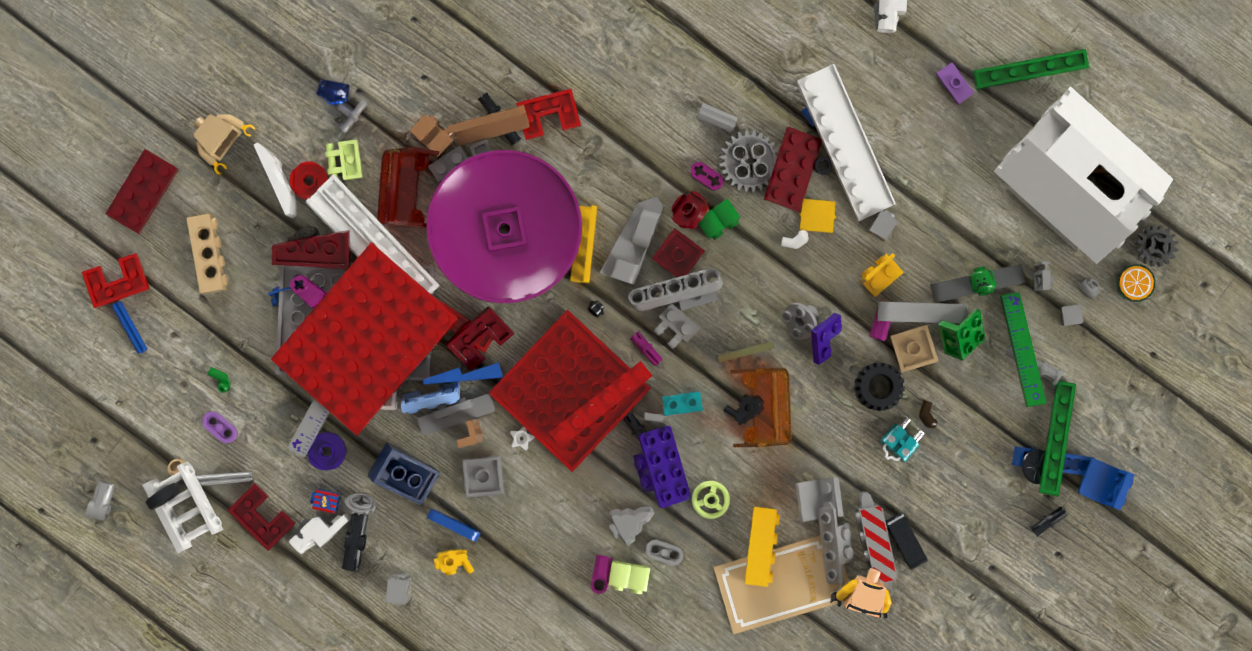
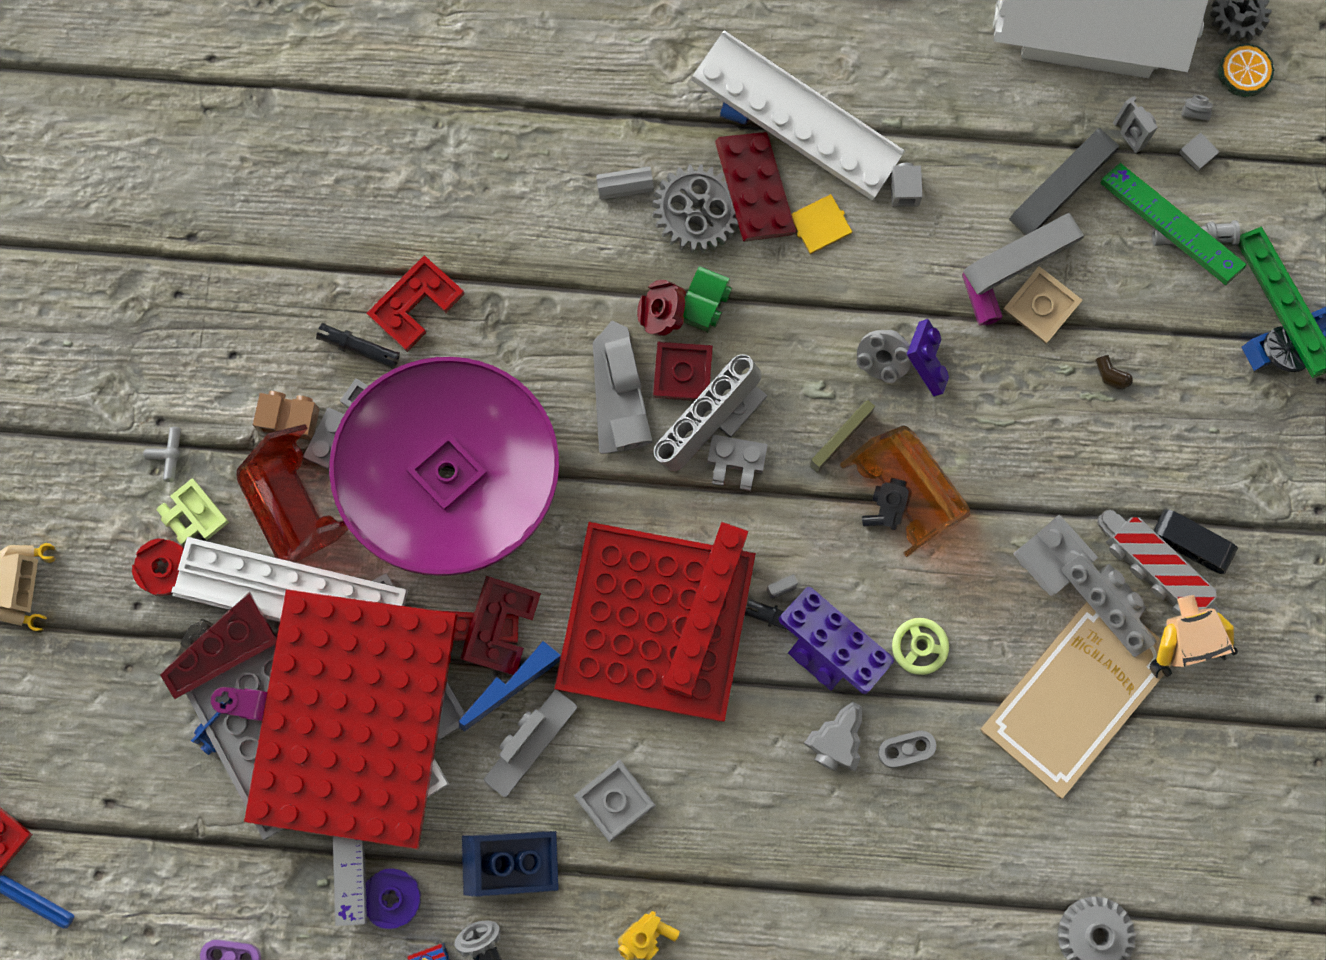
camera: 30 degrees left, 10 degrees down
(196, 226) = (47, 713): tan brick -> none
(222, 379) = (197, 891): green arm -> none
(278, 180) = (119, 587): white slope -> none
(333, 92) = (127, 441): clear blue hair -> none
(413, 401) = (466, 756): light blue plate -> none
(453, 525) = (616, 888): blue beam -> none
(474, 432) = (570, 755): medium nougat fence -> none
(490, 125) = (350, 358): medium nougat panel -> none
(523, 443) = (631, 713): white plate -> none
(582, 264) = (572, 455): yellow fence -> none
(596, 308) = (623, 499): black plate -> none
(601, 571) = (843, 826): magenta piece -> none
(629, 576) = (883, 808): yellowish green brick -> none
(646, 348) = (717, 509): magenta axle -> none
(682, 403) = (806, 547): teal brick -> none
(703, 179) = (656, 252): magenta beam -> none
(760, 546) = (1023, 663): yellow brick -> none
(797, 241) = (816, 269): white arm -> none
(820, 160) = (788, 152): black bush -> none
(882, 275) = (942, 243): yellow bracket -> none
(895, 391) = (1048, 359): black tyre -> none
(900, 442) = (1102, 426): teal piece -> none
(962, 339) = (1092, 254): green bracket -> none
(982, 281) = (1071, 170): green head -> none

